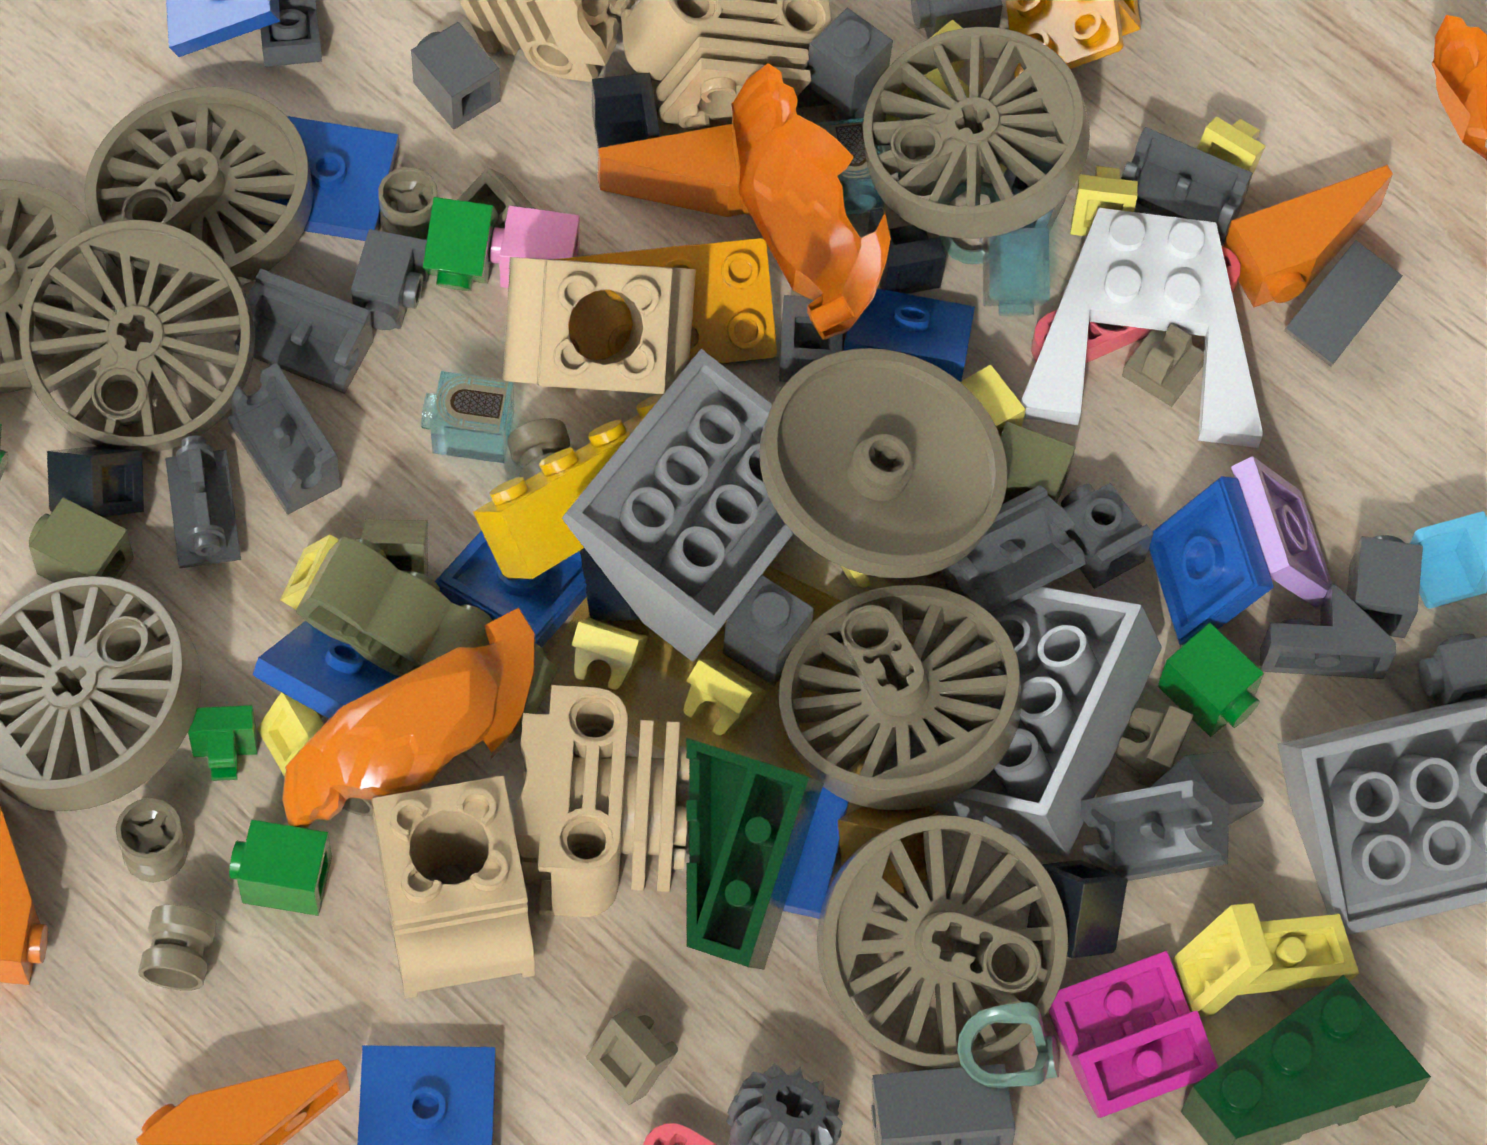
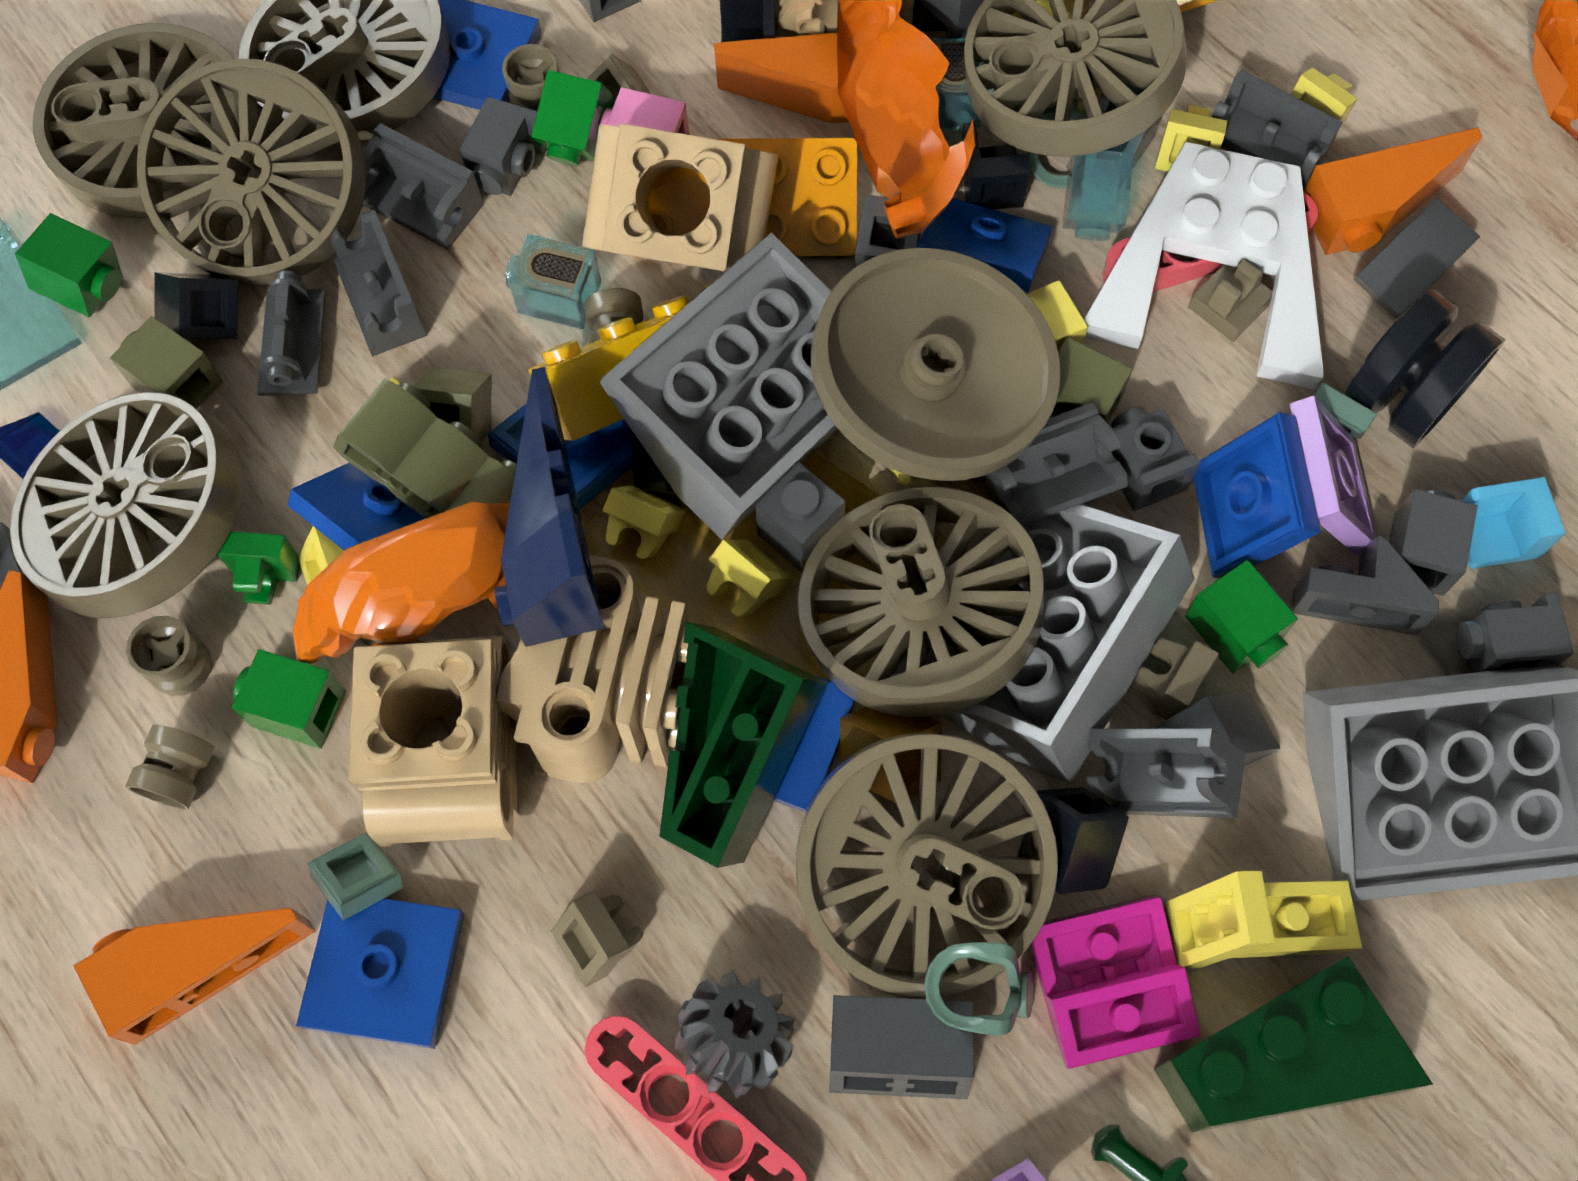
camera: 15 degrees right, 5 degrees up
(386, 1027) = (355, 875): none -> sand green tile
(550, 682) = (545, 548): none -> dark blue wedge
(1291, 468) = (1348, 412): none -> sand green tile
(1349, 412) = (1418, 364): none -> black wheel

